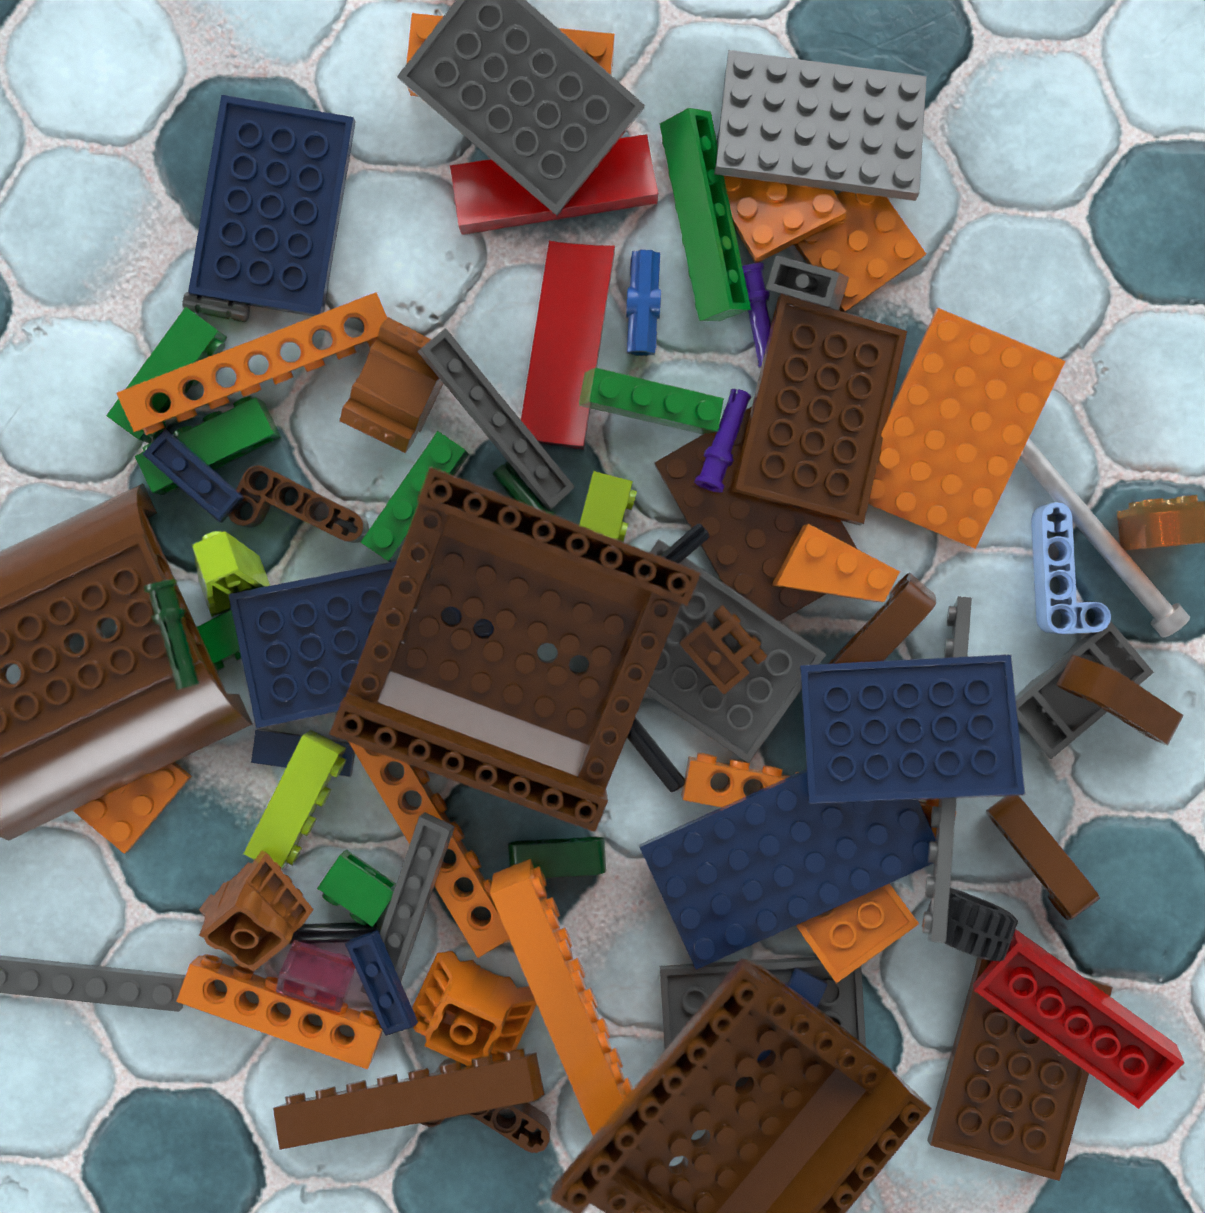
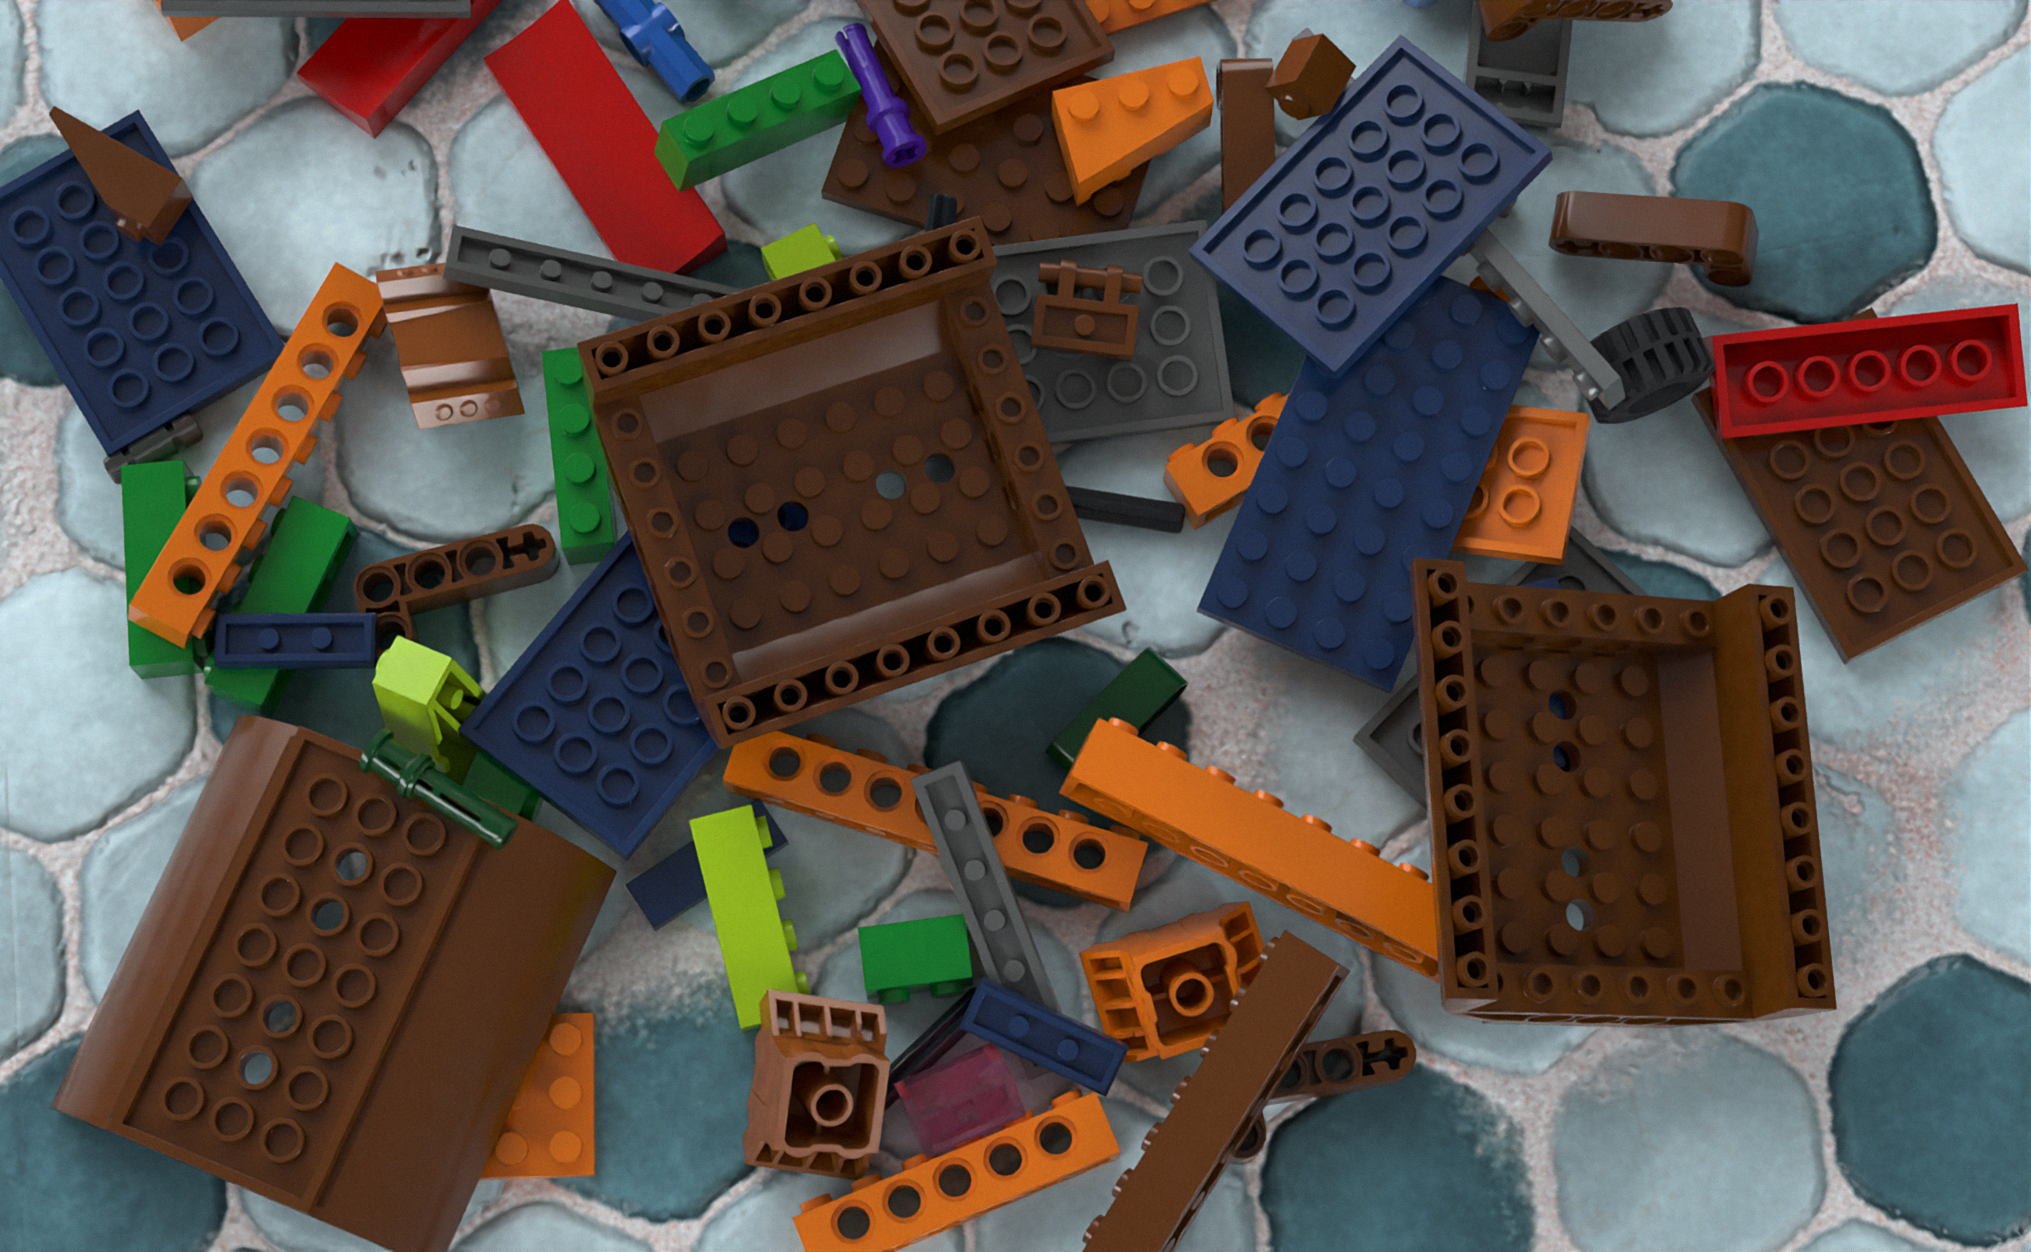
camera: 45 degrees left, 15 degrees down
(307, 154) = (135, 189): none -> reddish brown slope
(944, 634) = (1310, 77): none -> reddish brown brick

